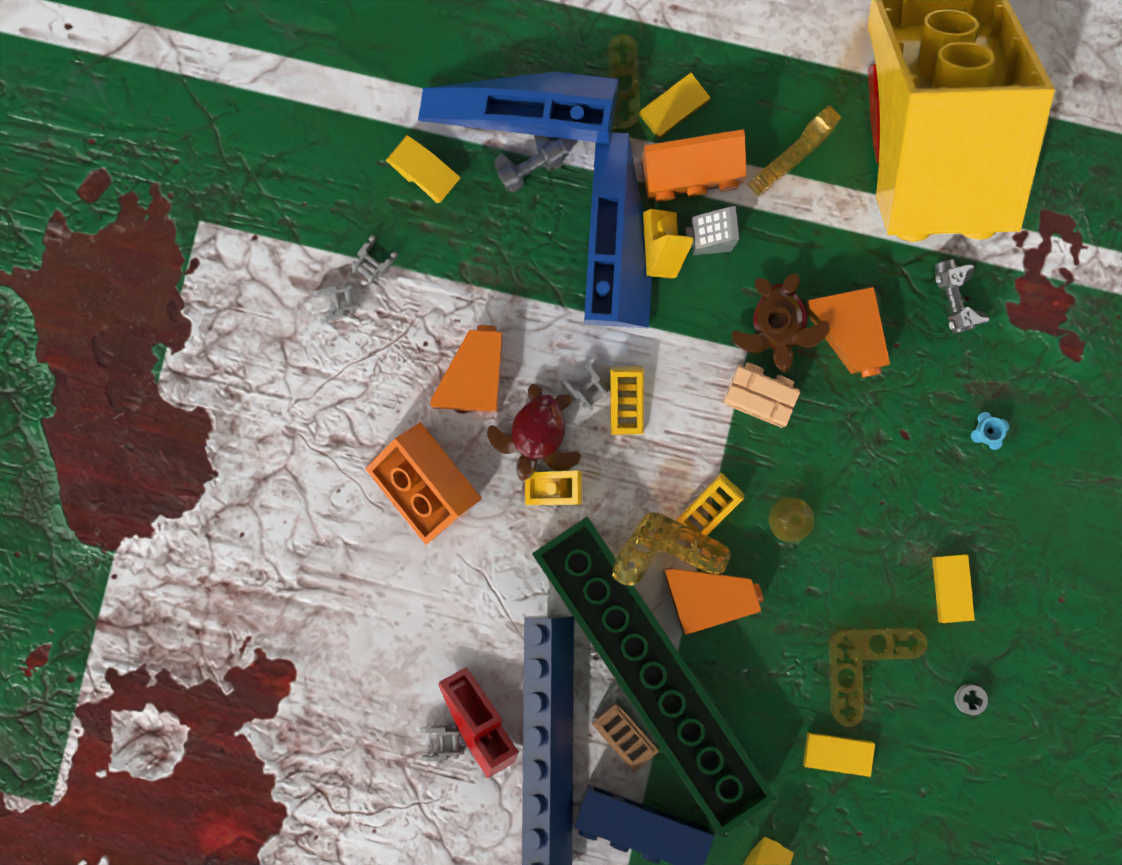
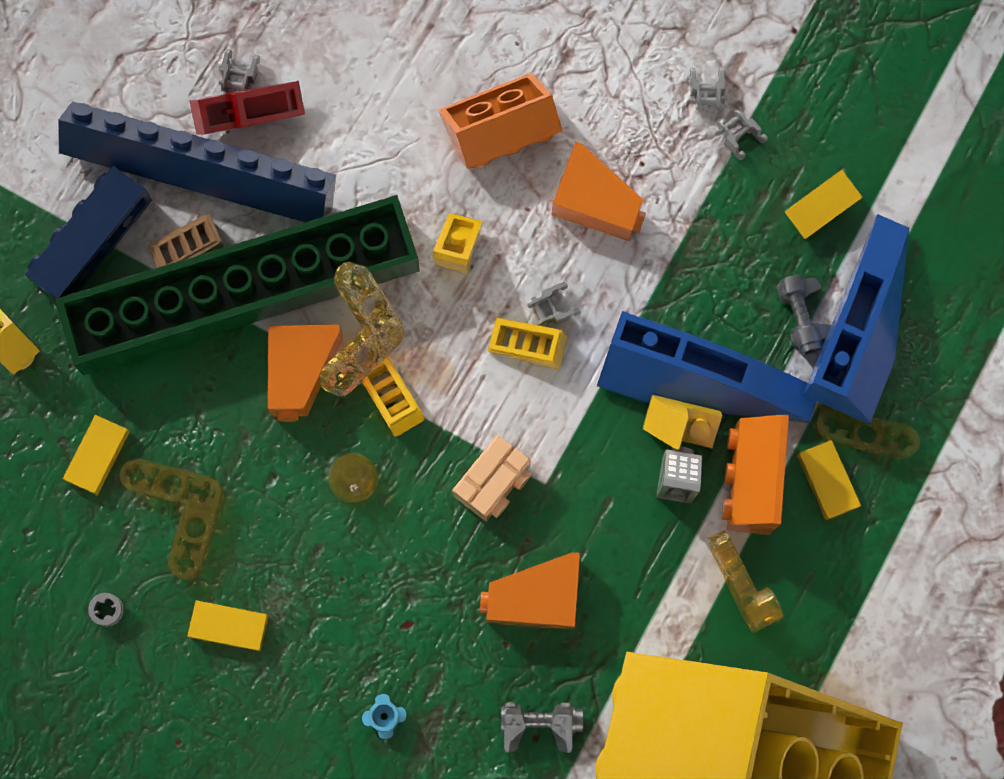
camera: 100 degrees right, 10 degrees down
(536, 434) = (517, 242): animal -> none
(780, 323) = (563, 519): reddish brown animal -> none

